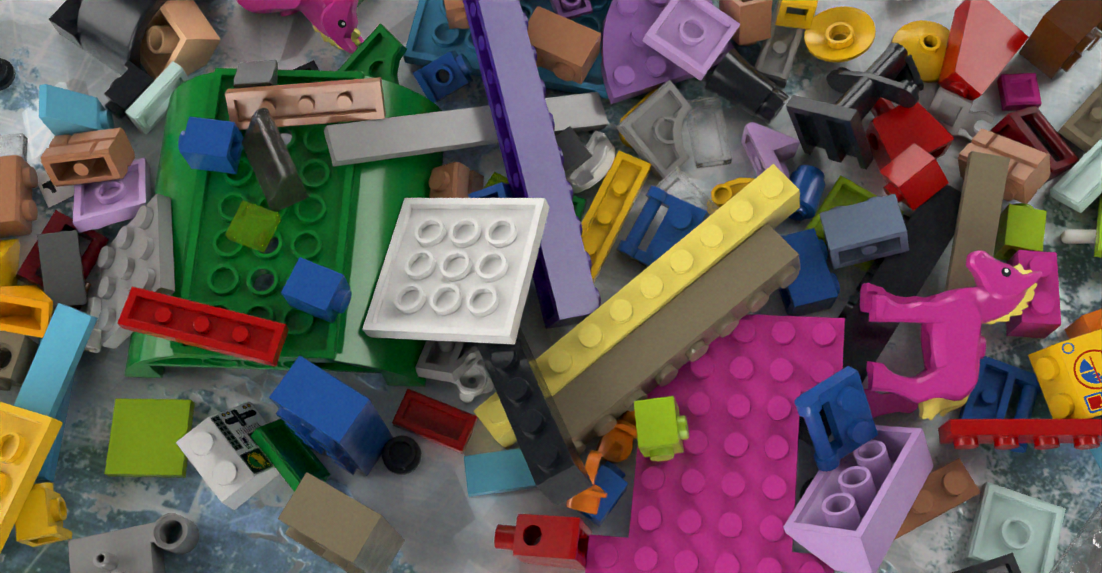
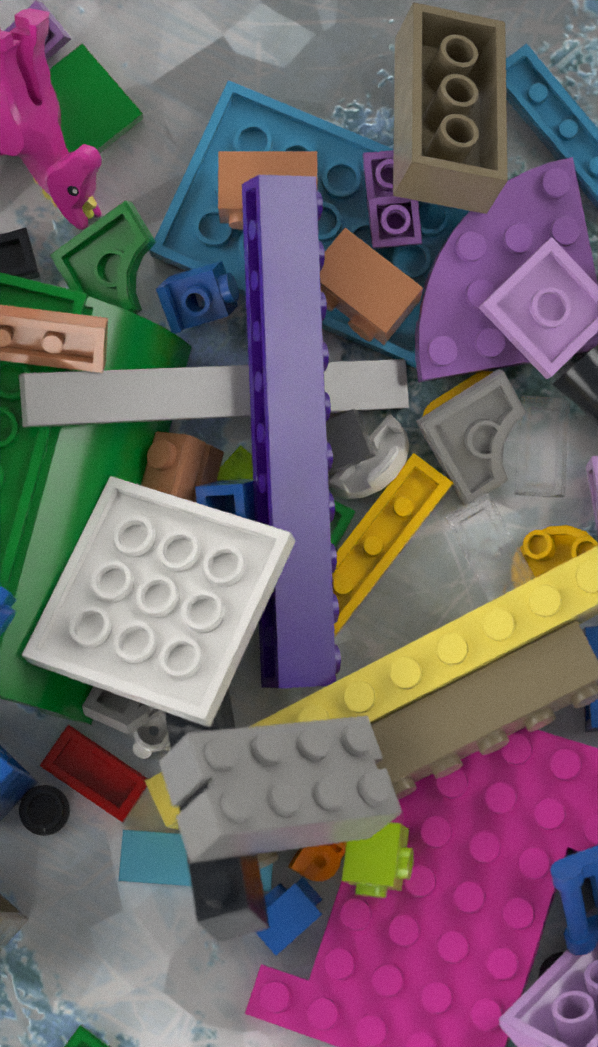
camera: 10 degrees right, 10 degrees up
(561, 542) = (221, 969): red torso -> none
(575, 375) = (278, 787): none -> light grey piece
(589, 499) = (277, 917): orange piece -> none
(676, 224) = (462, 588): blue plate -> none

